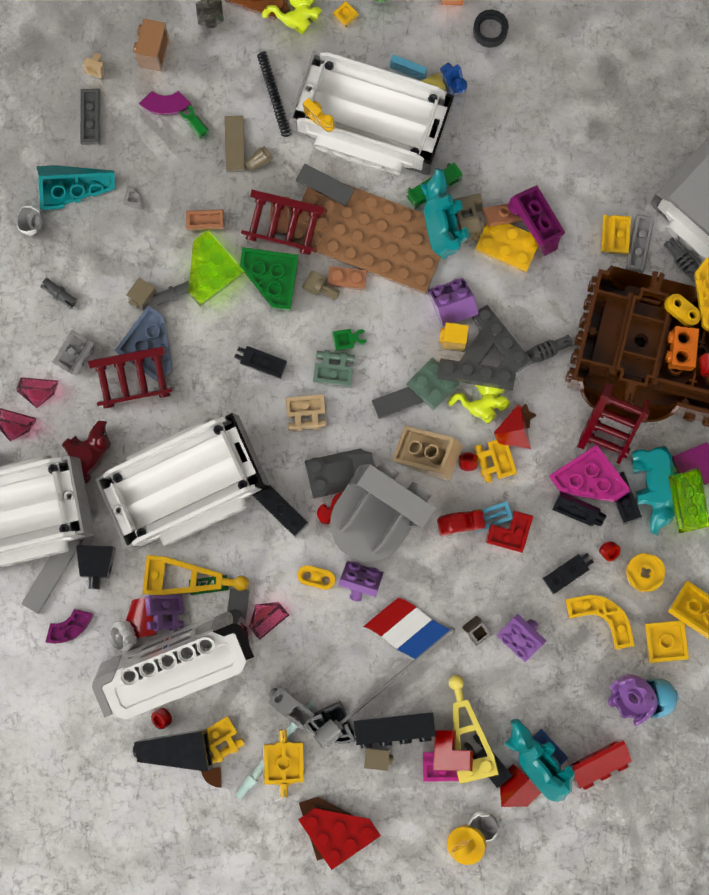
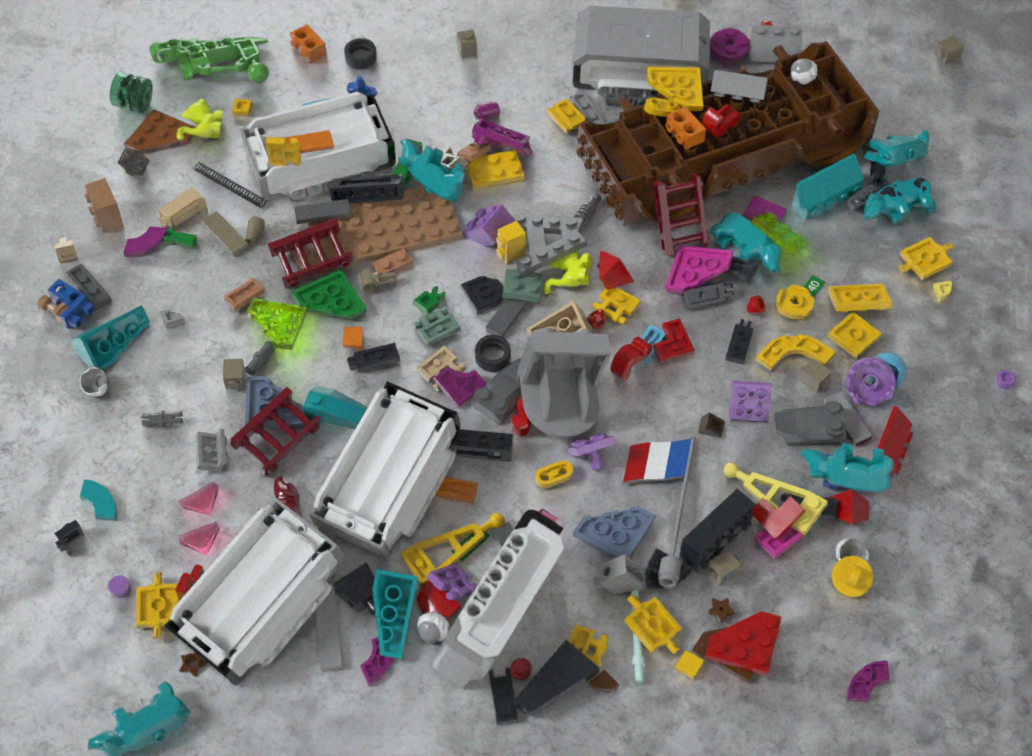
camera: 40 degrees left, 25 degrees down
(61, 130) = (72, 304): none -> blue hips
(107, 595) = (393, 606): none -> teal wedge
(131, 732) = (503, 698): none -> black hinge
(198, 385) = (333, 407): none -> teal wedge
(215, 92) = (181, 208): none -> tan window
(234, 532) = (457, 490): none -> orange tile
(256, 333) = (353, 338): none -> orange panel
(286, 812) = (689, 664): none -> yellow tile
(306, 440) = (459, 386): none -> magenta tile
(322, 664) = (615, 531): none -> sand blue plate
(341, 788) = (720, 615): none -> reddish brown plate
(351, 113) = (313, 141): none -> orange tile
(352, 416) = (492, 341): none -> black tyre
(378, 190) = (368, 188): none -> black brick
(398, 364) = (483, 293): none -> black tile
(549, 177) = (487, 110): none -> magenta brick
(554, 693) = (812, 424): none -> dark grey slope
(590, 710) = (855, 427): none -> light grey tile
(591, 88) = (467, 43): none -> dark tan brick
(598, 654) = (815, 376): none -> dark tan brick
(677, 567) = (814, 285): none -> green sticker

